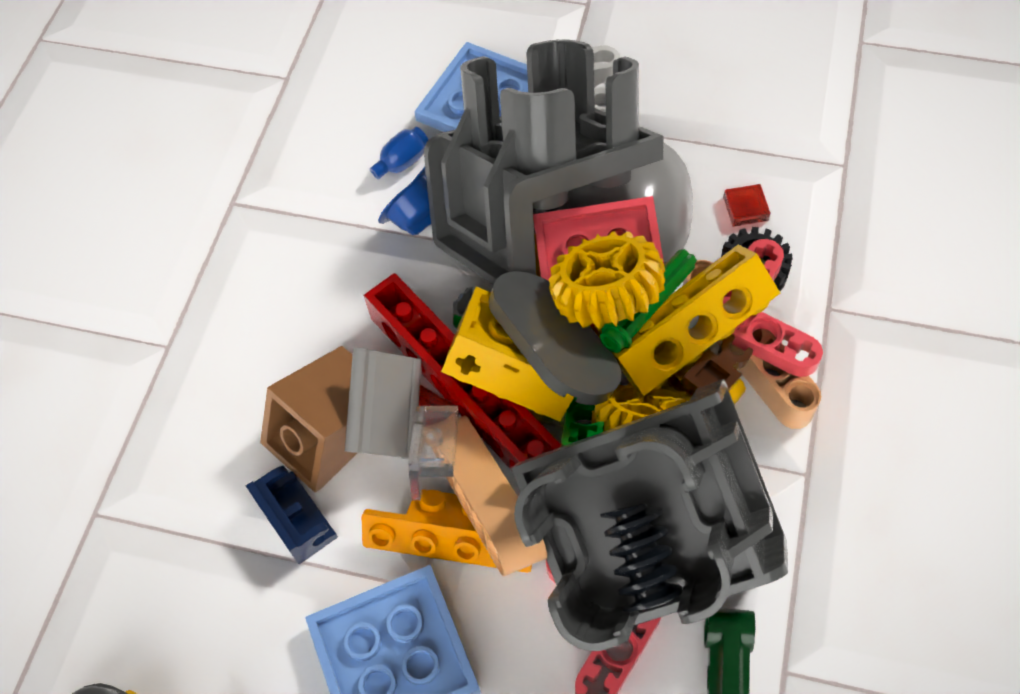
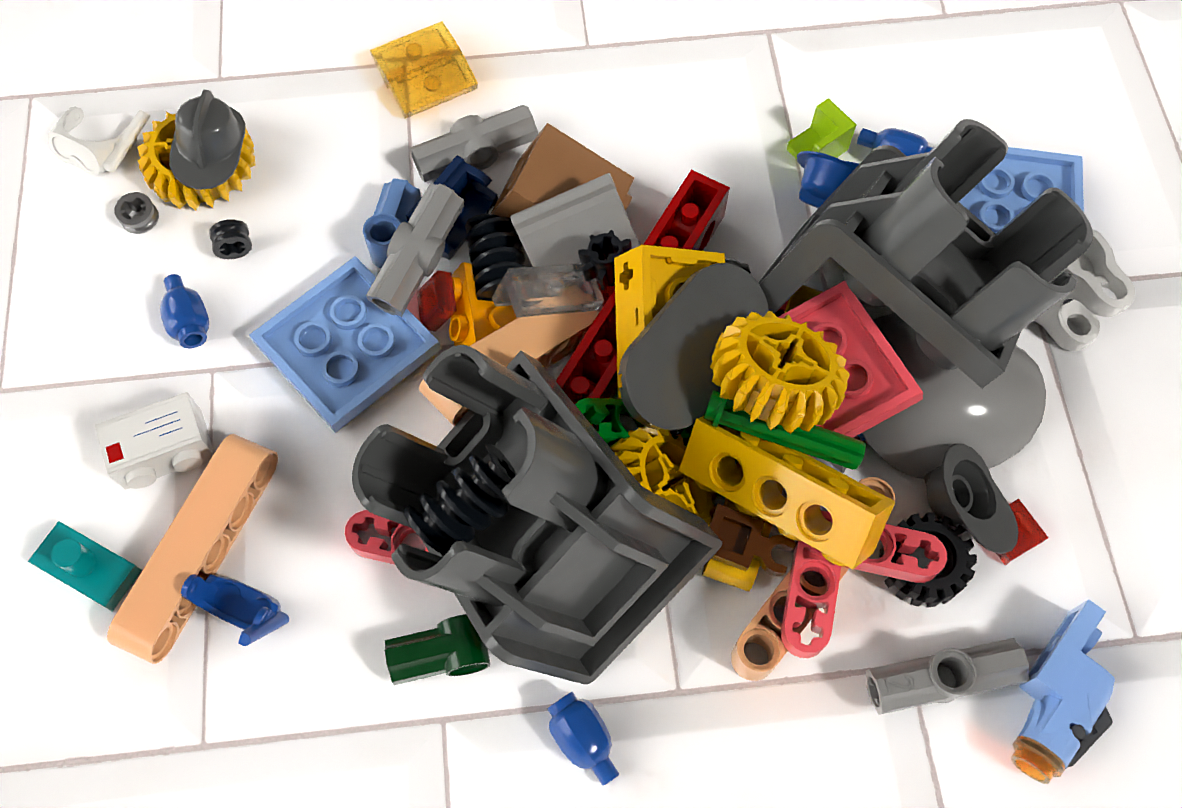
camera: 65 degrees right, 5 degrees up
(116, 495) = (424, 69): none -> clear yellow slope
(227, 473) = (475, 141): none -> light grey piece
(280, 572) = (391, 210): none -> medium blue piece
(336, 550) = (415, 249): none -> light grey piece
(362, 198) = (828, 134): none -> lime panel
(365, 489) = (492, 251): none -> black piece
(385, 554) = (436, 300): none -> clear red tile
(429, 396) = (600, 256): none -> black gear
(715, 219) = (971, 498): none -> dark grey piece
(830, 557) = (582, 736): none -> blue plant
(848, 302) = (975, 670): none -> light grey piece
(878, 215) = (1068, 698): none -> light blue plate

